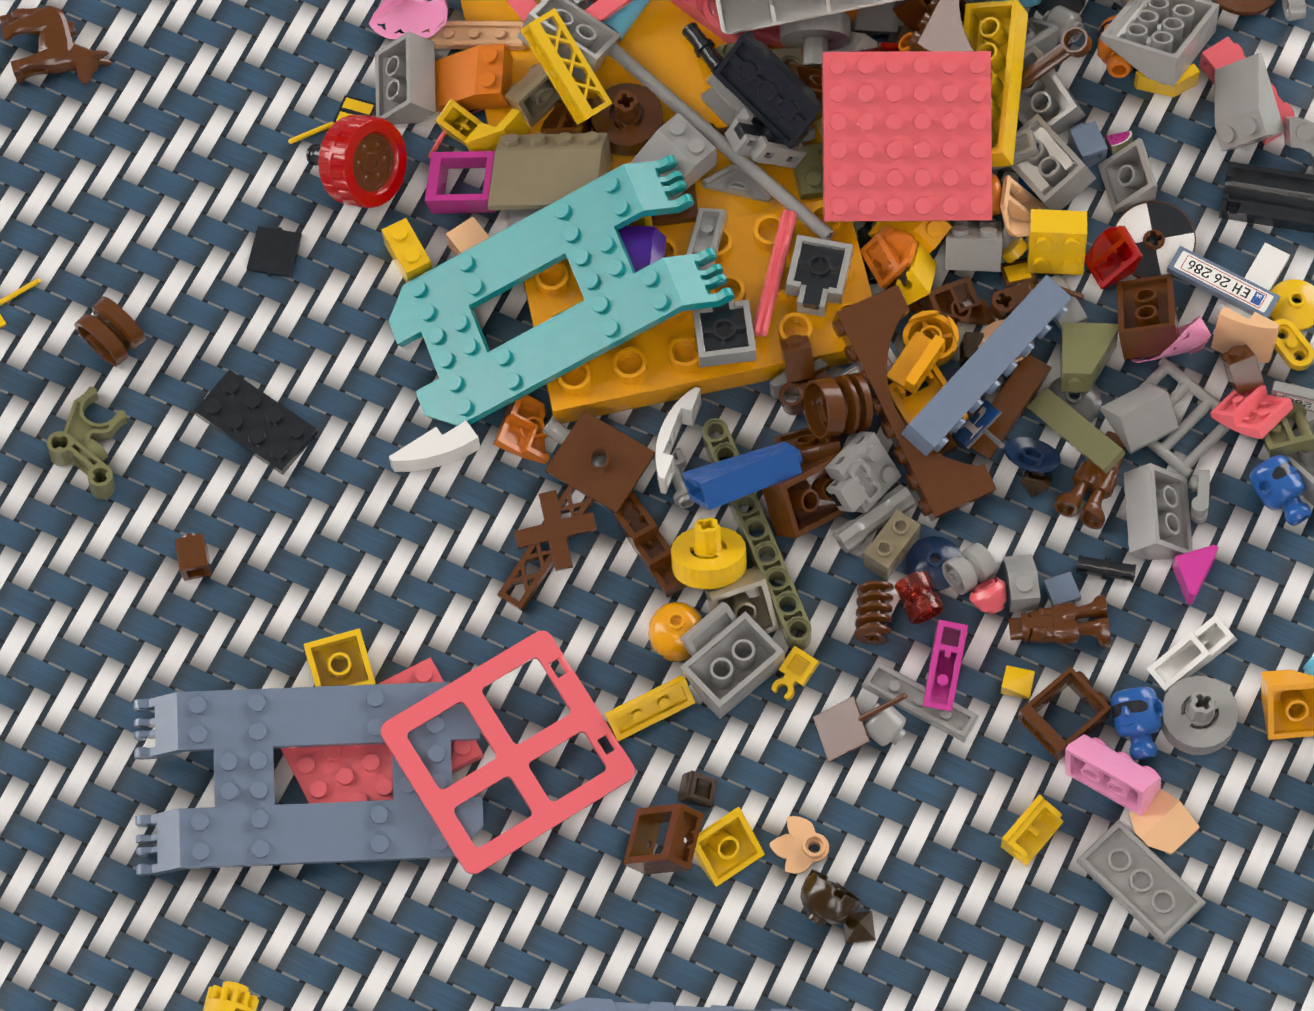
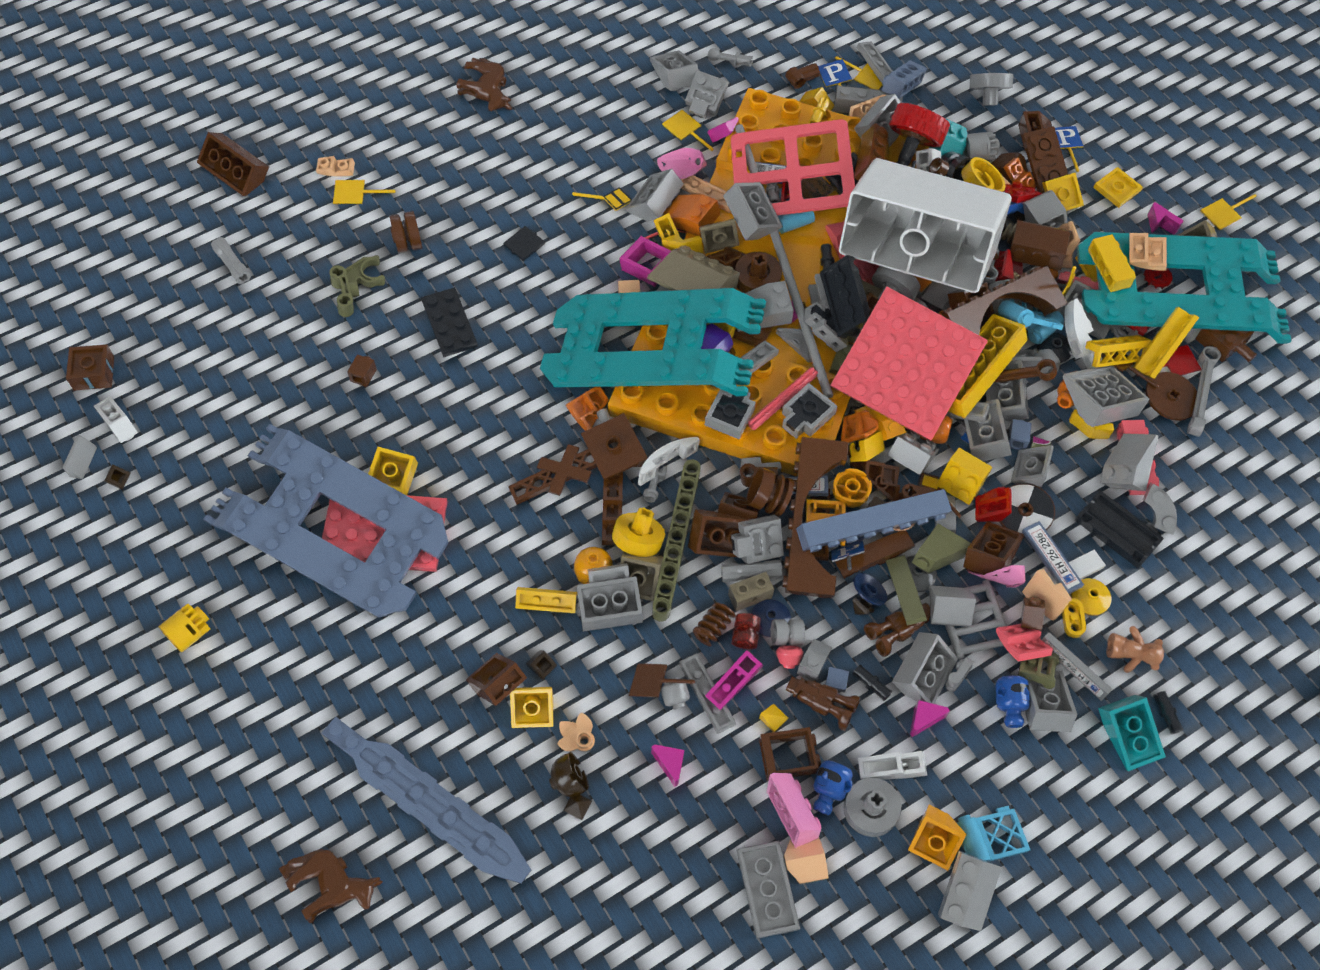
camera: 25 degrees right, 5 degrees down
(360, 161) = (598, 218): red wheel -> none
(406, 250) = (591, 277): yellow brick -> none
(436, 449) = (531, 389): white slope -> none
(510, 758) = (446, 580): coral window -> none
(557, 70) = (731, 222): yellow fence -> none
(742, 475) = (687, 498): blue slope -> none
(796, 669) = (646, 629): yellow plate -> none
(797, 358) = (764, 452): reddish brown brick -> none
(916, 361) = (834, 494): light orange panel -> none
(933, 808) = (669, 760): none -> dark pink slope
(1014, 250) = (936, 468): yellow tile -> none
(1016, 207) = (951, 442): light nougat slope -> none
(1032, 831) = (721, 813): yellow hinge -> none

